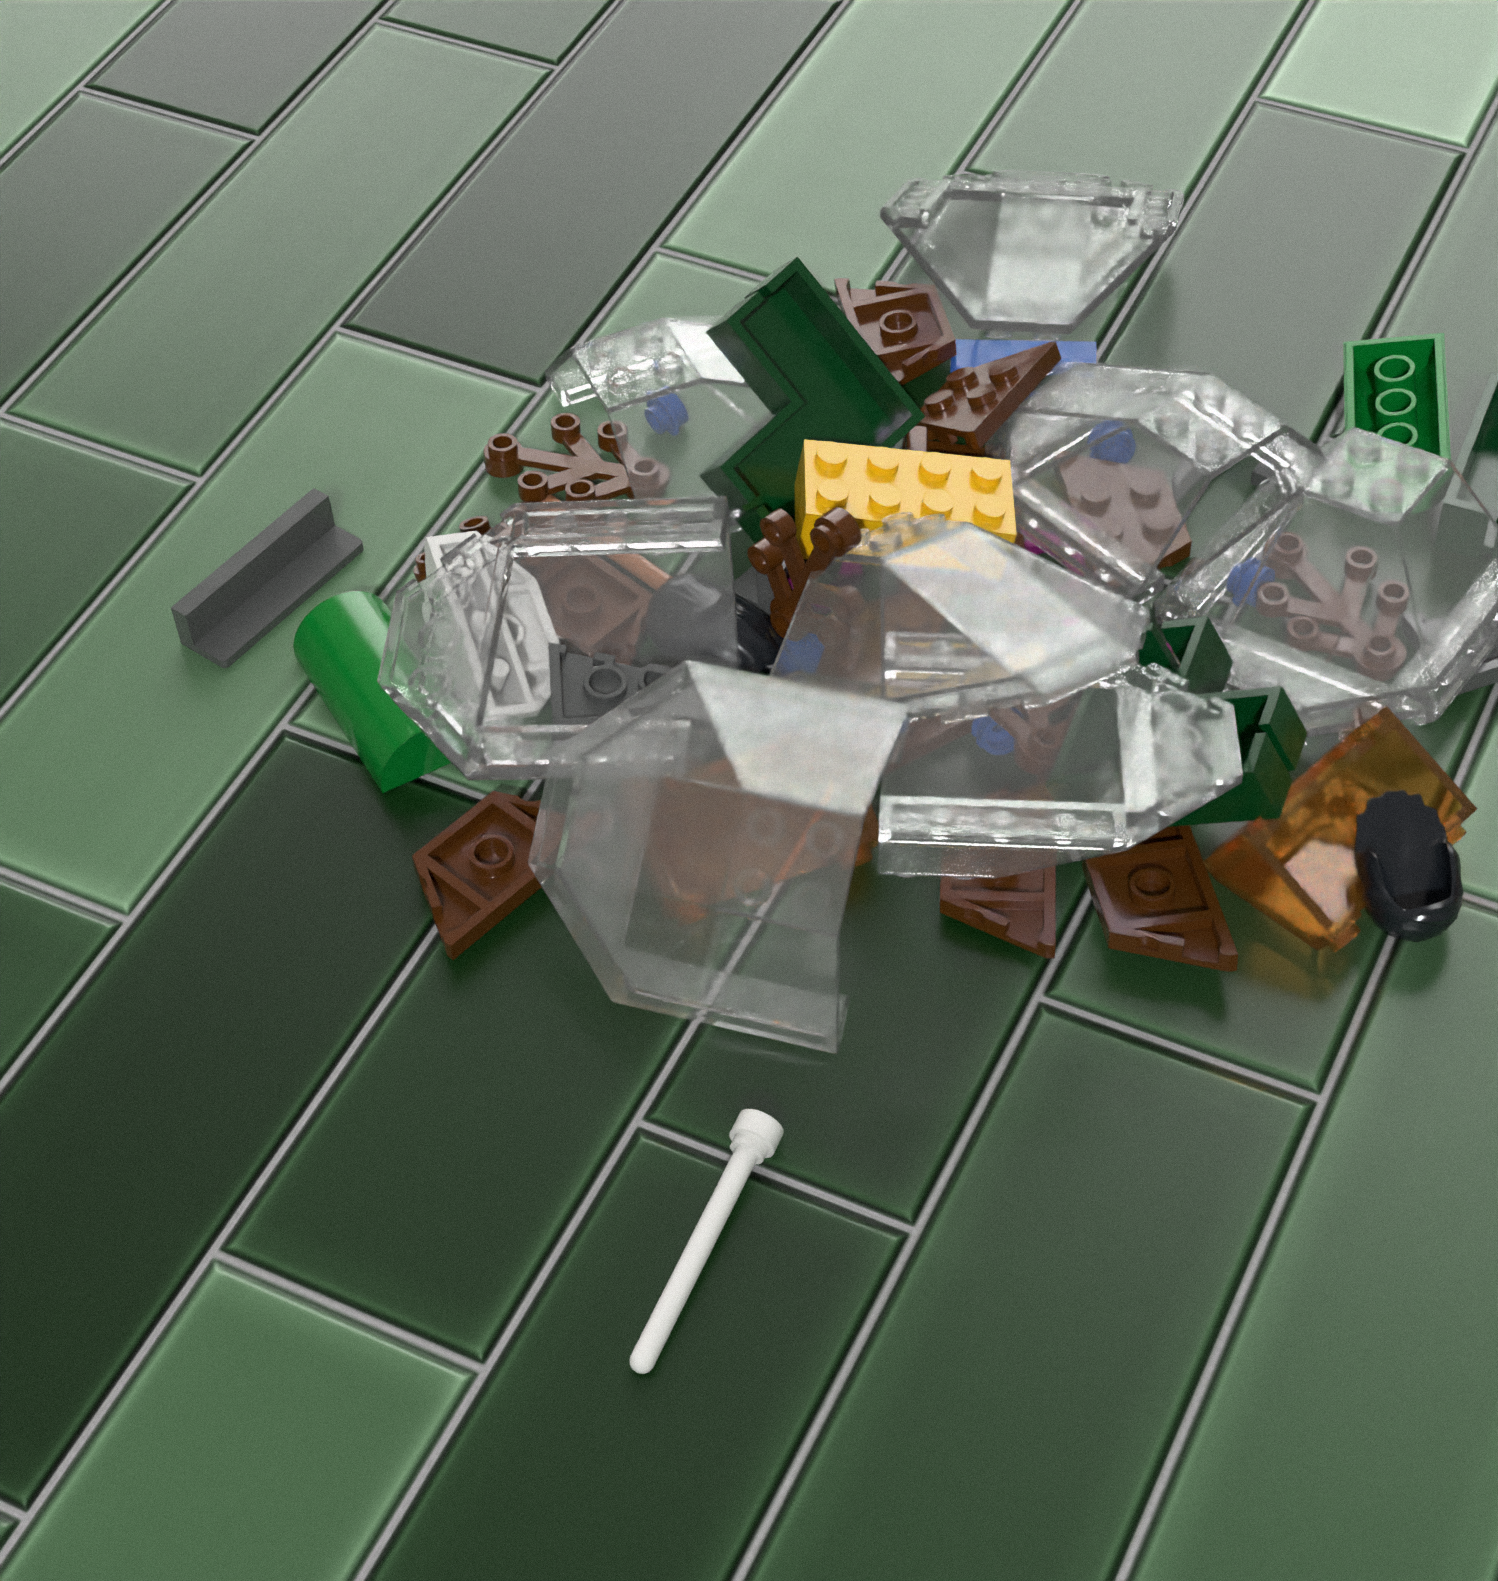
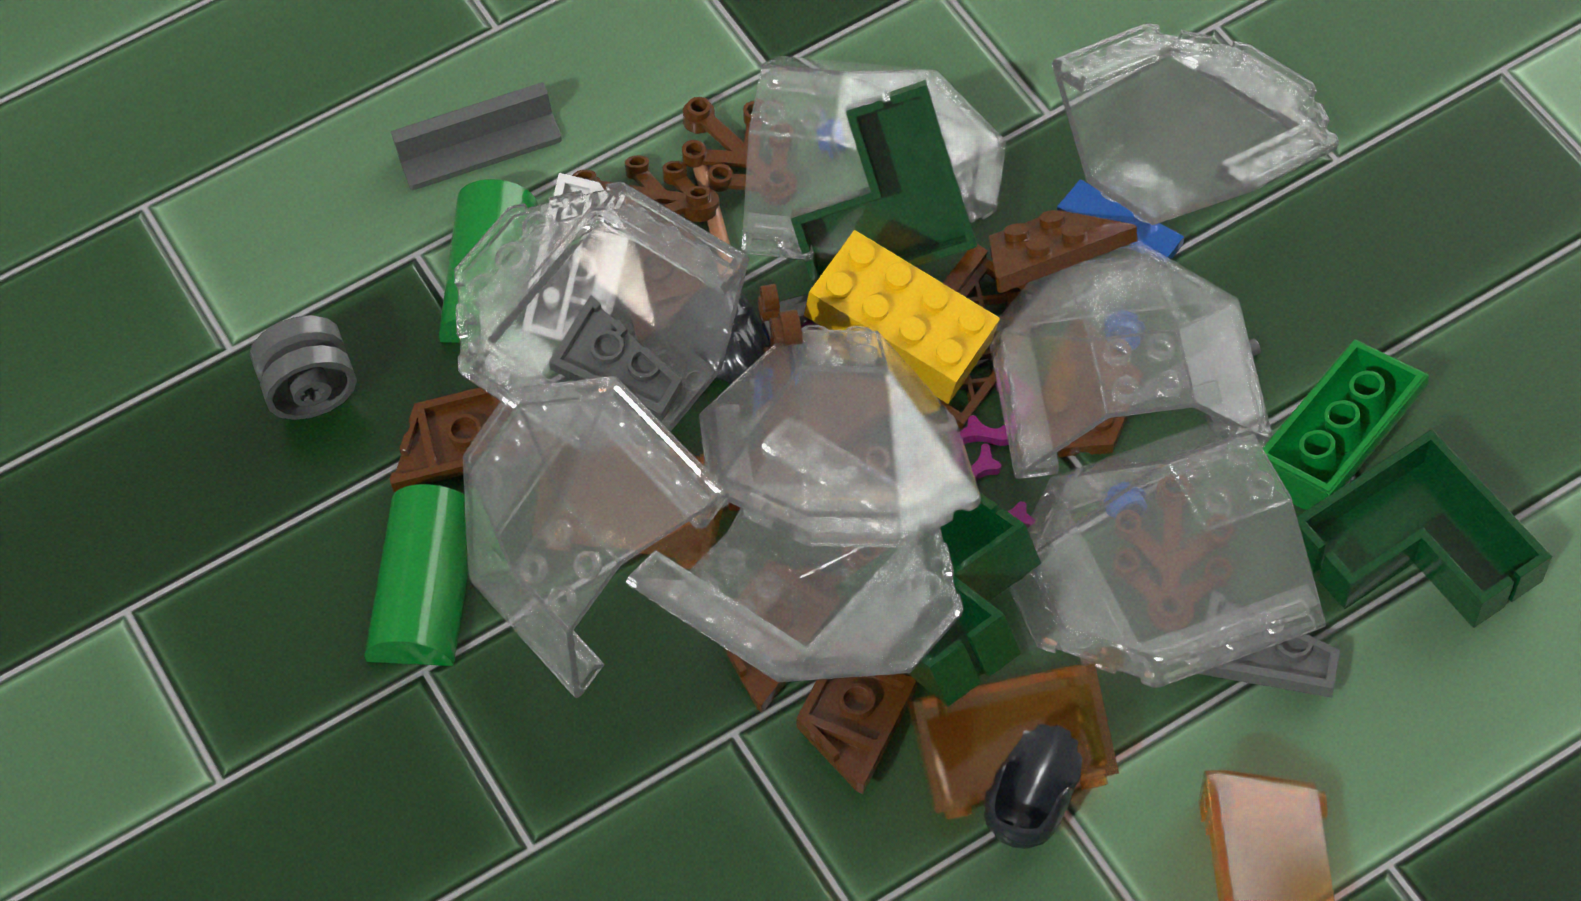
camera: 35 degrees right, 10 degrees up
(254, 875) = (302, 367): none -> dark grey wheel
(558, 1024) = (420, 579): none -> green brick
(753, 1139) = (471, 730): white piece -> none
(900, 325) = (1037, 155): reddish brown wing -> none

